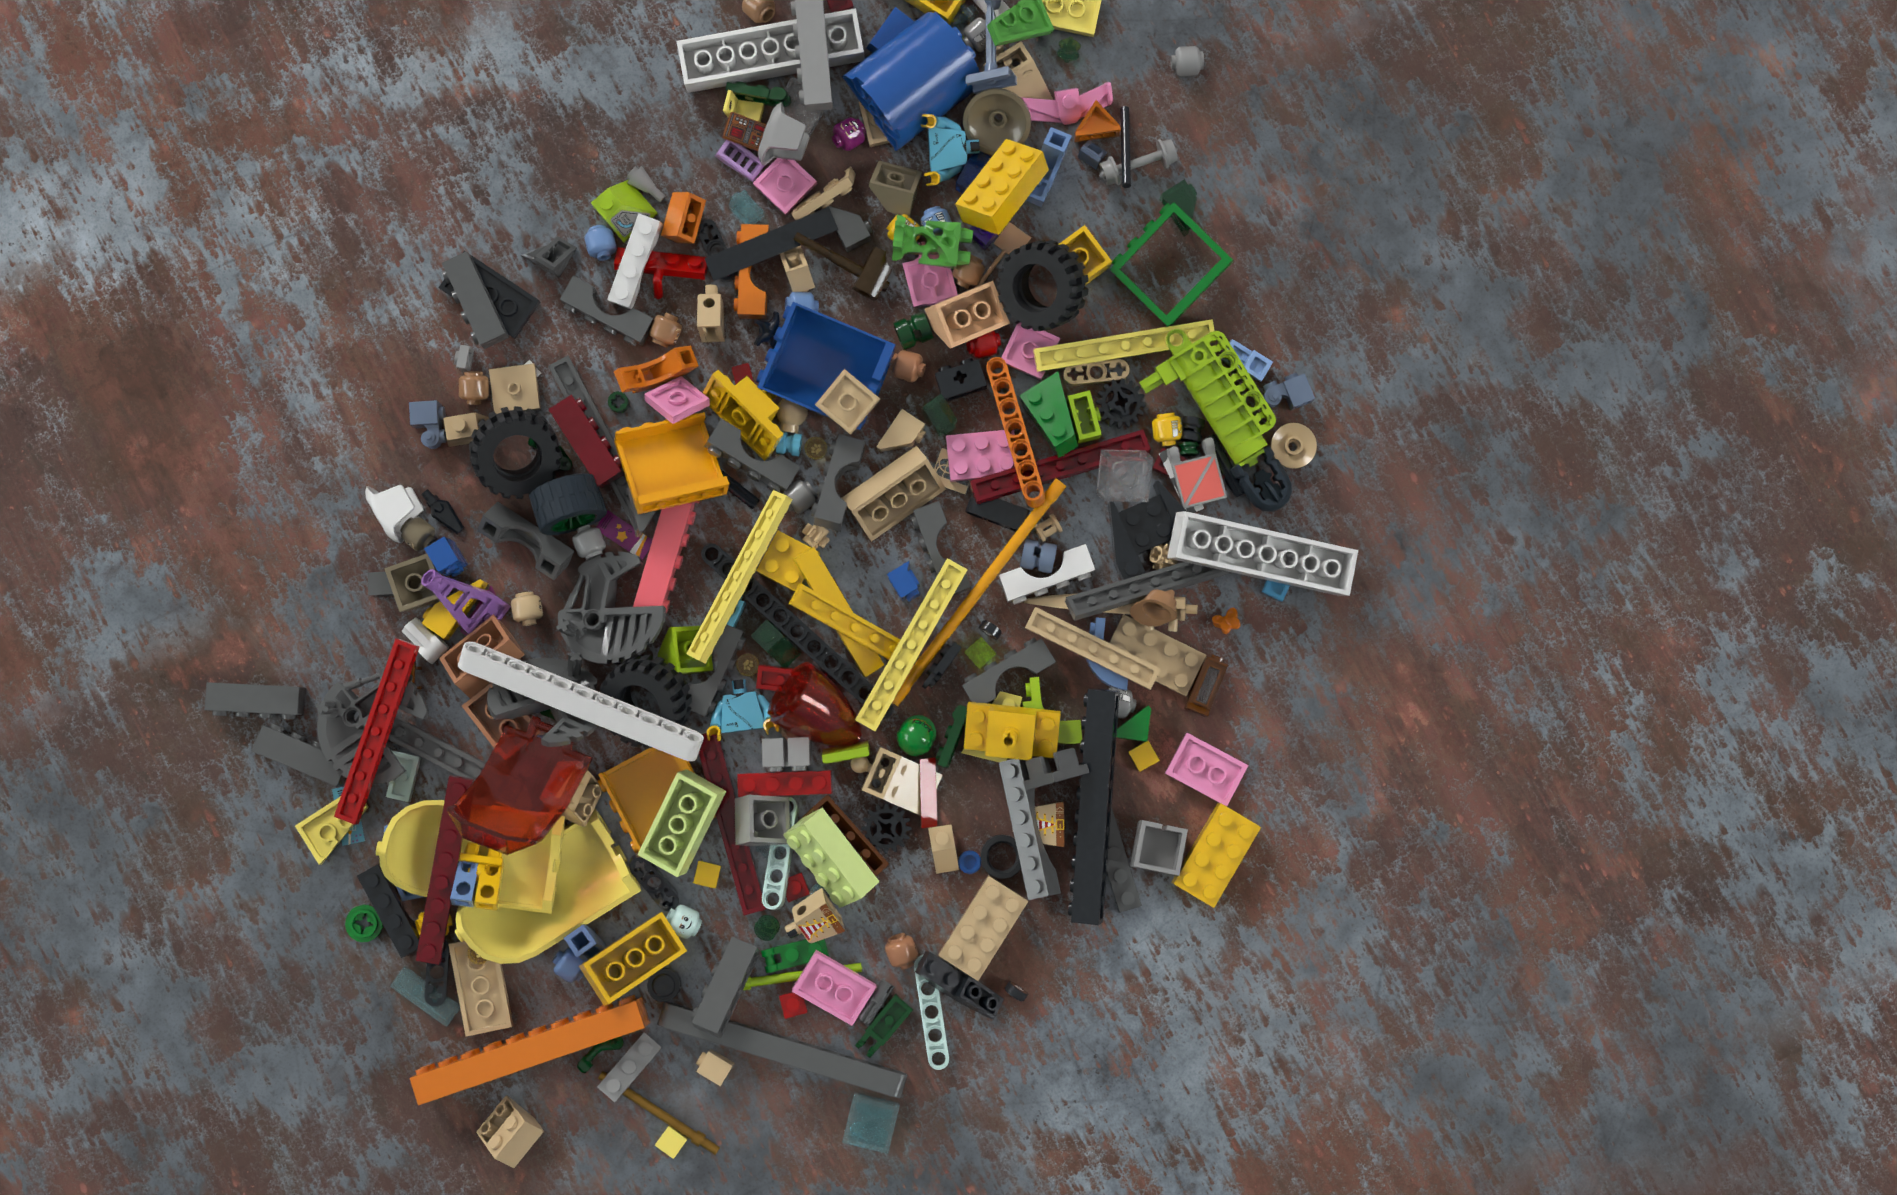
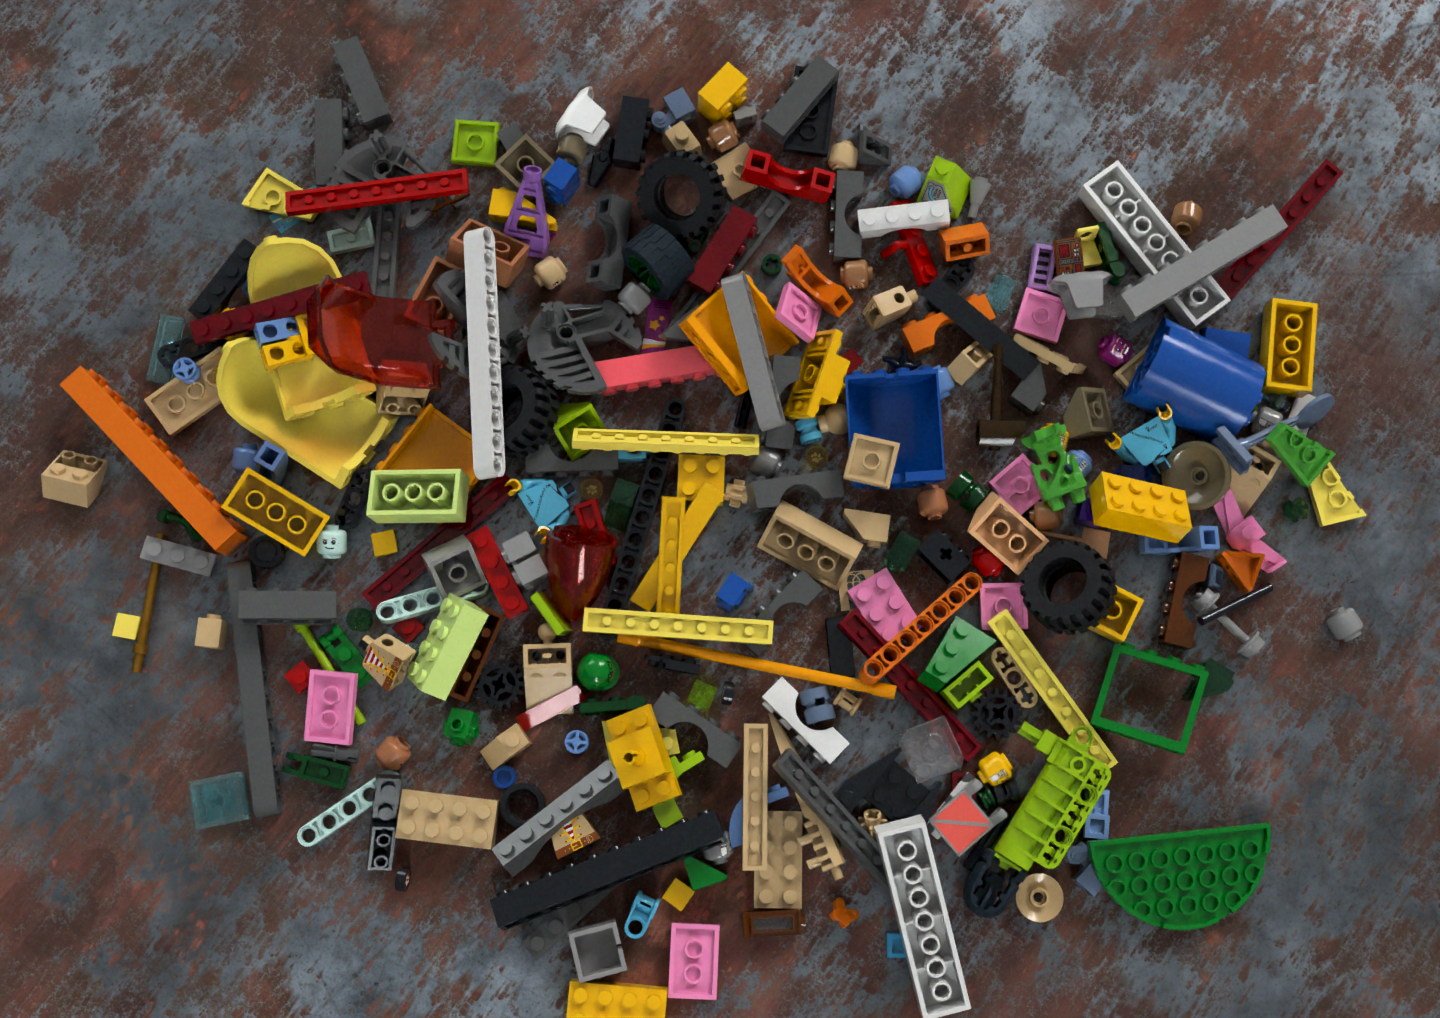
camera: 60 degrees right, 5 degrees down
(355, 929) = (198, 262): green gear -> none
(366, 620) = (475, 143): none -> lime tile
(429, 469) = (632, 133): none -> black brick
(430, 644) = (478, 205): white piece -> none
(435, 368) = (723, 94): none -> yellow brick
(453, 984) = (184, 365): none -> medium blue wheel
(548, 287) = (843, 156): none -> tan head
(559, 331) = (809, 184): none -> red arch
(695, 458) = (753, 352): none -> light grey beam
(908, 879) = (461, 727): none -> green brick
(971, 781) = (577, 742): none -> medium blue wheel
(1066, 764) = (633, 823): dark grey panel -> none
(1121, 209) = (1176, 629): none -> reddish brown arch
(1144, 795) = (641, 913): none -> medium azure piece
(1155, 608) = (820, 838): medium nougat piece -> none
(1333, 313) = (1182, 875): none -> green plate

